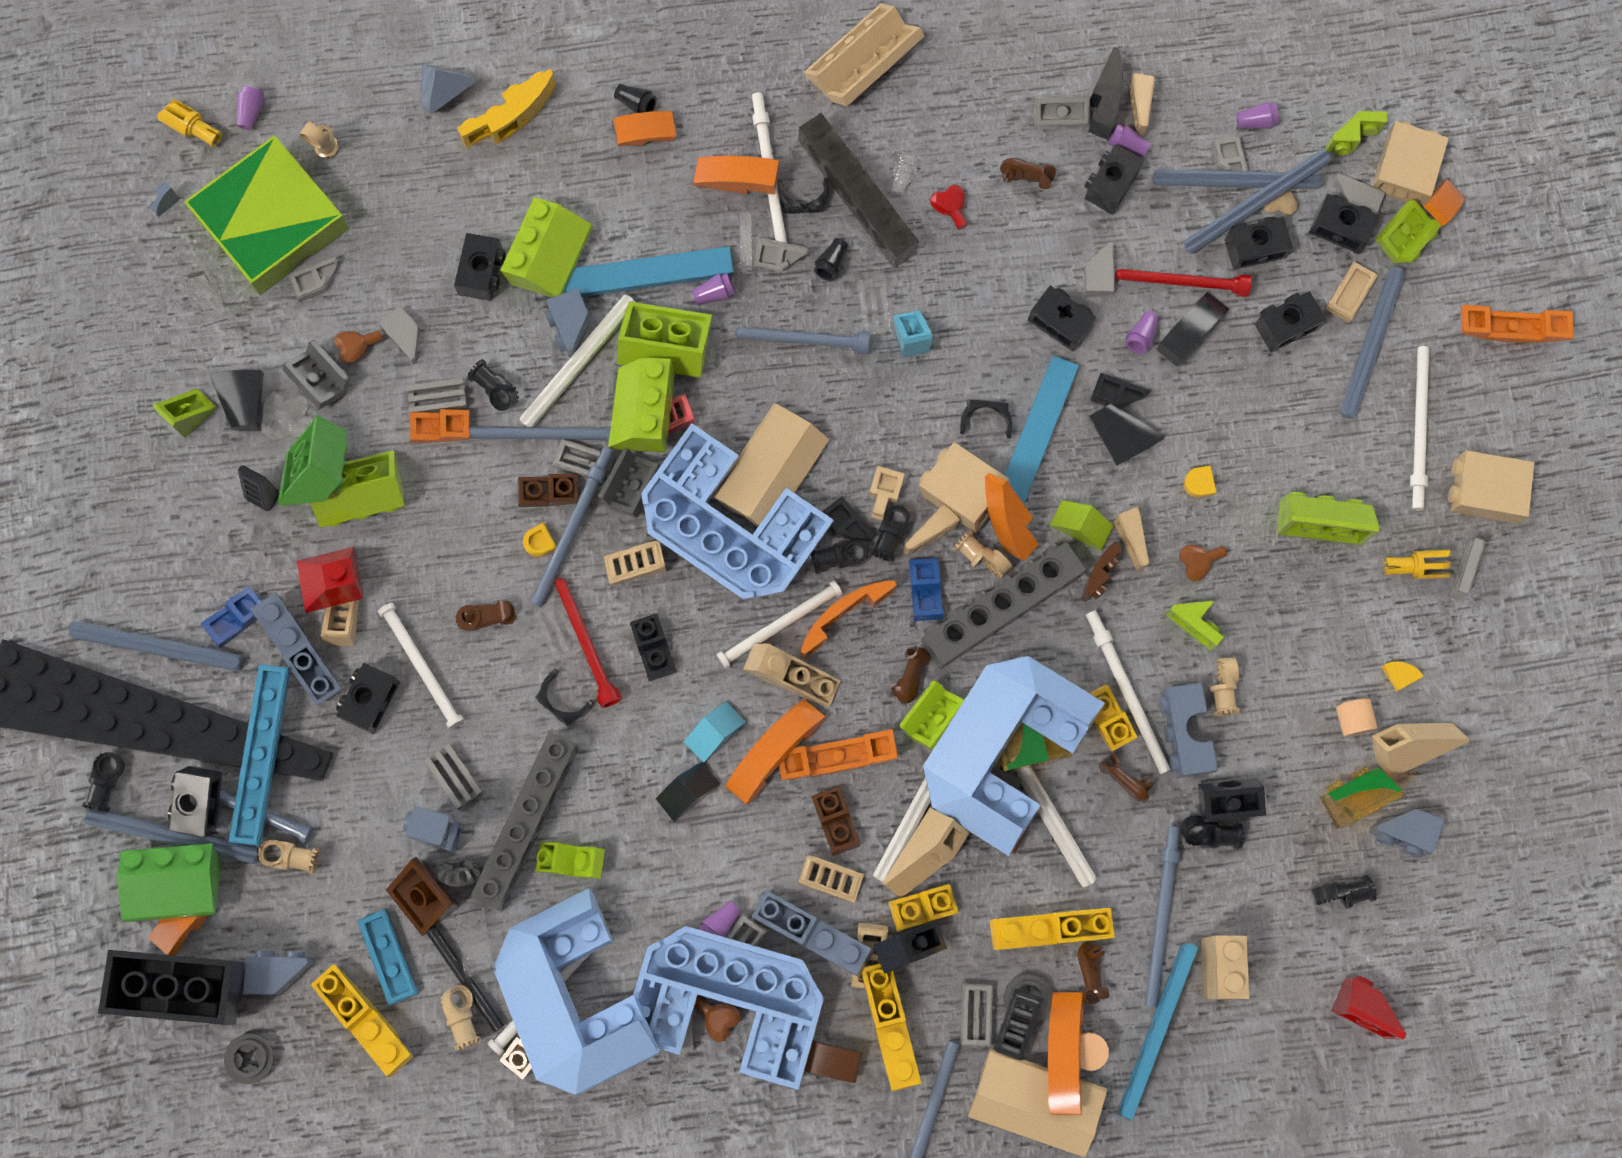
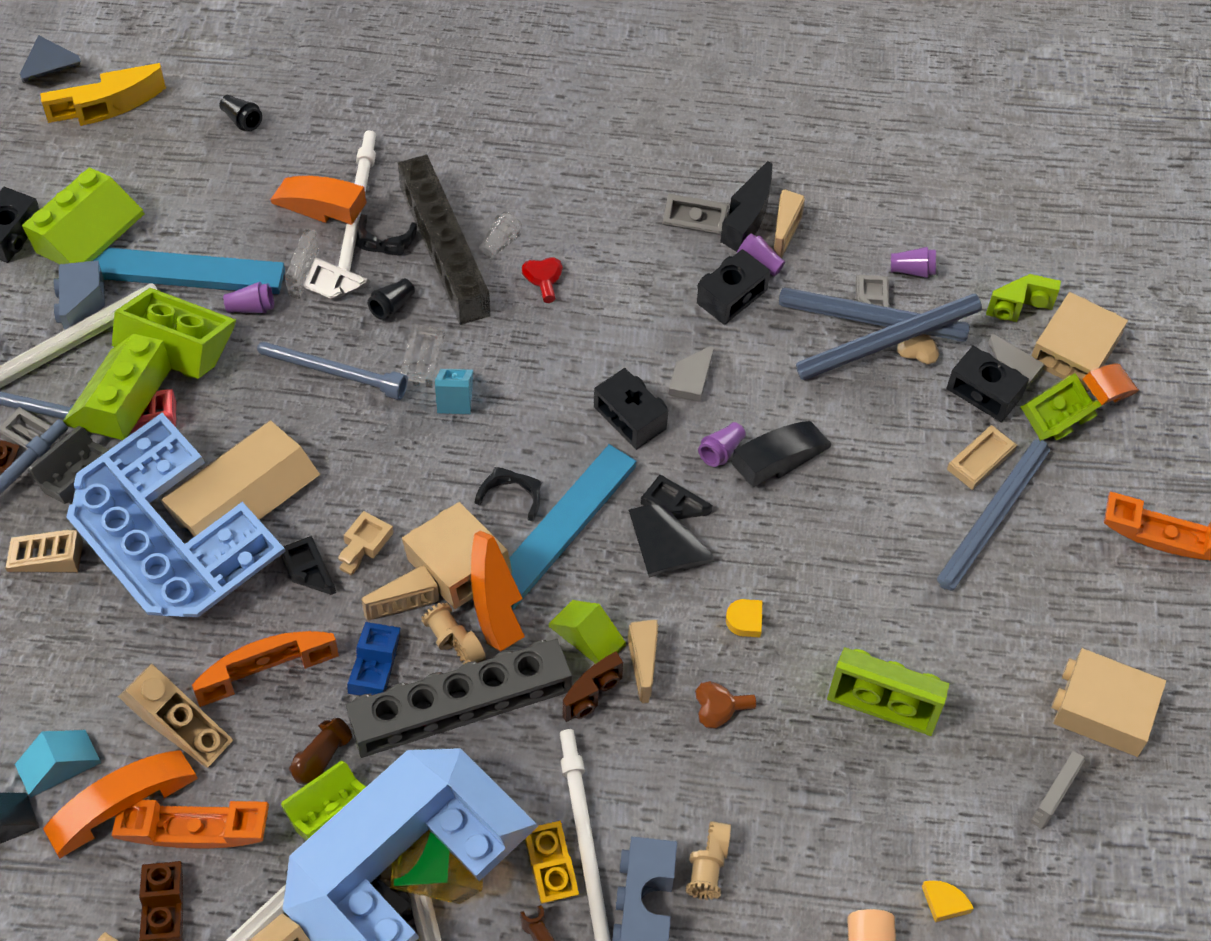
camera: 15 degrees right, 20 degrees down
(644, 127) = (232, 135): orange slope -> none
(653, 647) = (24, 648): black slope -> none
(779, 624) = (180, 658): white bar -> none
(837, 556) = (282, 597): black connector -> none
(863, 55) = (496, 121): tan slope -> none
(890, 535) = (352, 589): black connector -> none
(1018, 169) = (630, 257): reddish brown piece -> none
(1189, 619) = (688, 765): lime slope -> none
(1238, 285) = (847, 420): red piece -> none
(1246, 253) = (882, 382): black brick -> none
(1301, 309) = (885, 480): black brick -> none
(1417, 565) = (991, 770): yellow arm -> none
(1419, 480) = (1019, 675): white bar -> none

